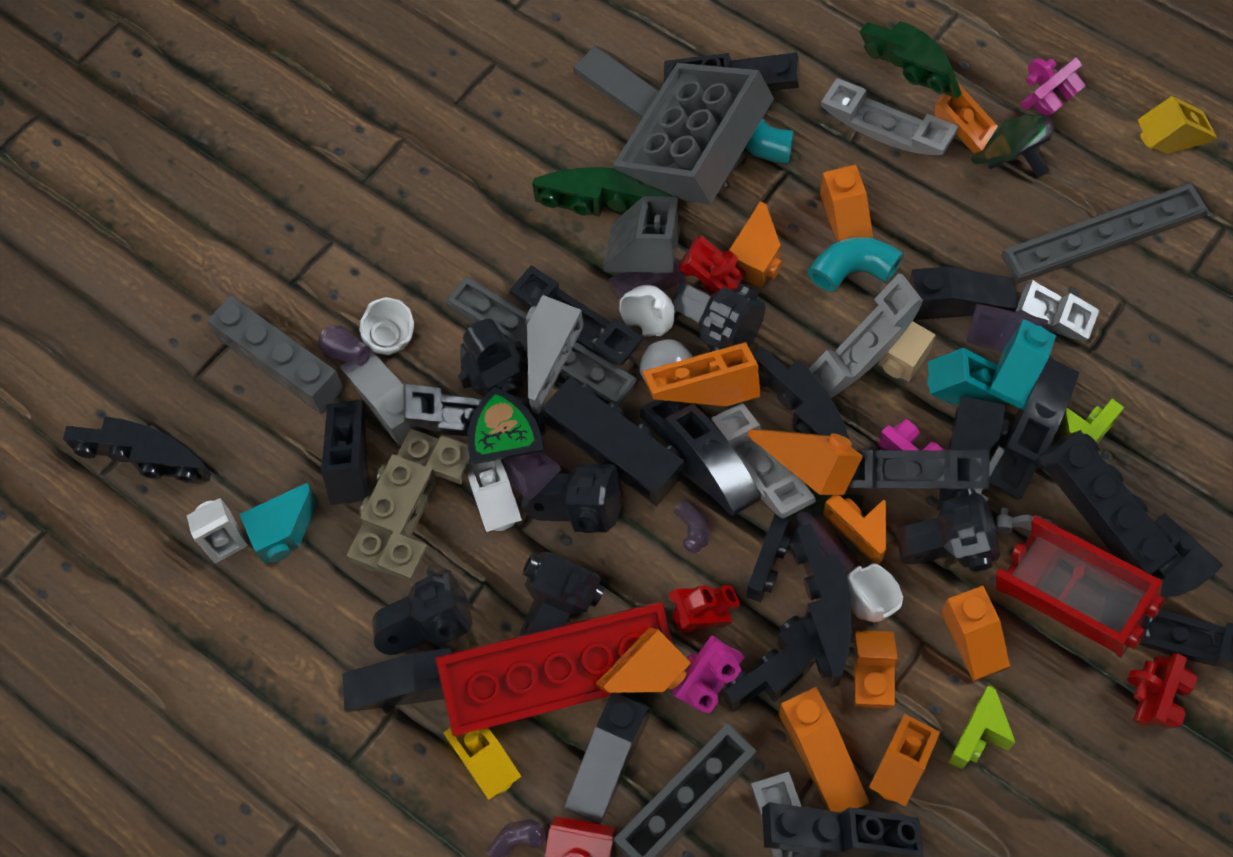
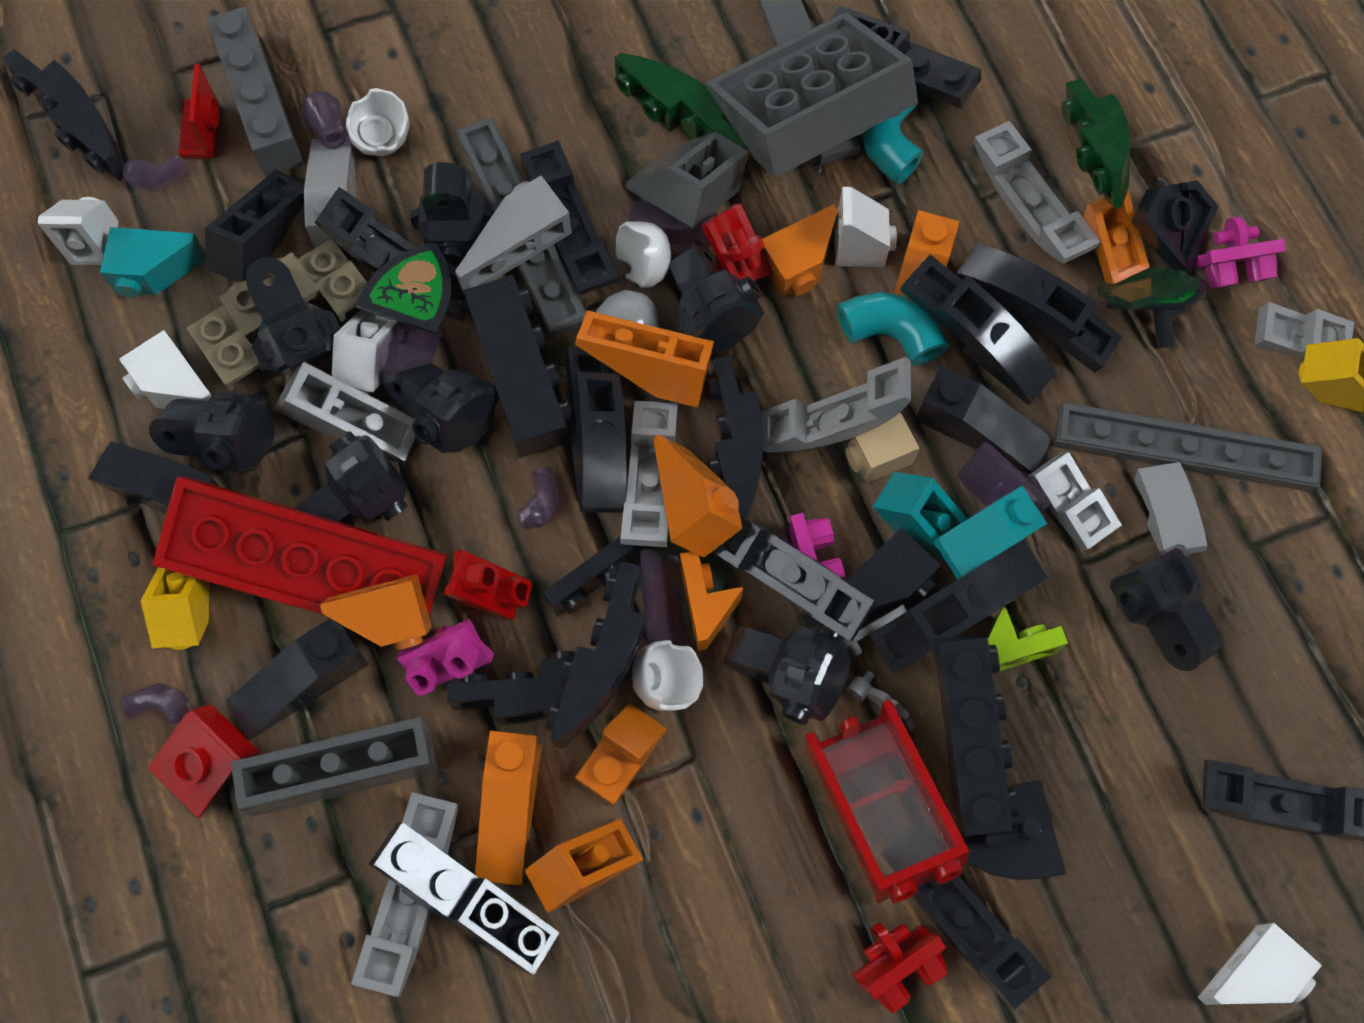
camera: 25 degrees right, 5 degrees up
(236, 461) = (153, 176): none -> clear purple arm
(244, 402) = (199, 119): none -> red piece
(354, 599) = (162, 373): none -> white slope
(433, 507) = (290, 327): none -> black piece
(506, 547) = (338, 408): none -> light grey slope
(791, 209) = (862, 231): none -> white slope
(918, 225) = (983, 326): none -> black slope
(943, 186) = (1044, 302): none -> black slope
(977, 632) = (748, 784): orange slope -> none
(986, 722) = (691, 876): lime slope -> none
(996, 85) = (1176, 221): none -> black plate
(1121, 117) = (1291, 331): none -> light grey slope
(1127, 280) = (1172, 507): none -> light grey slope
(1162, 338) = (1166, 597): none -> black piece

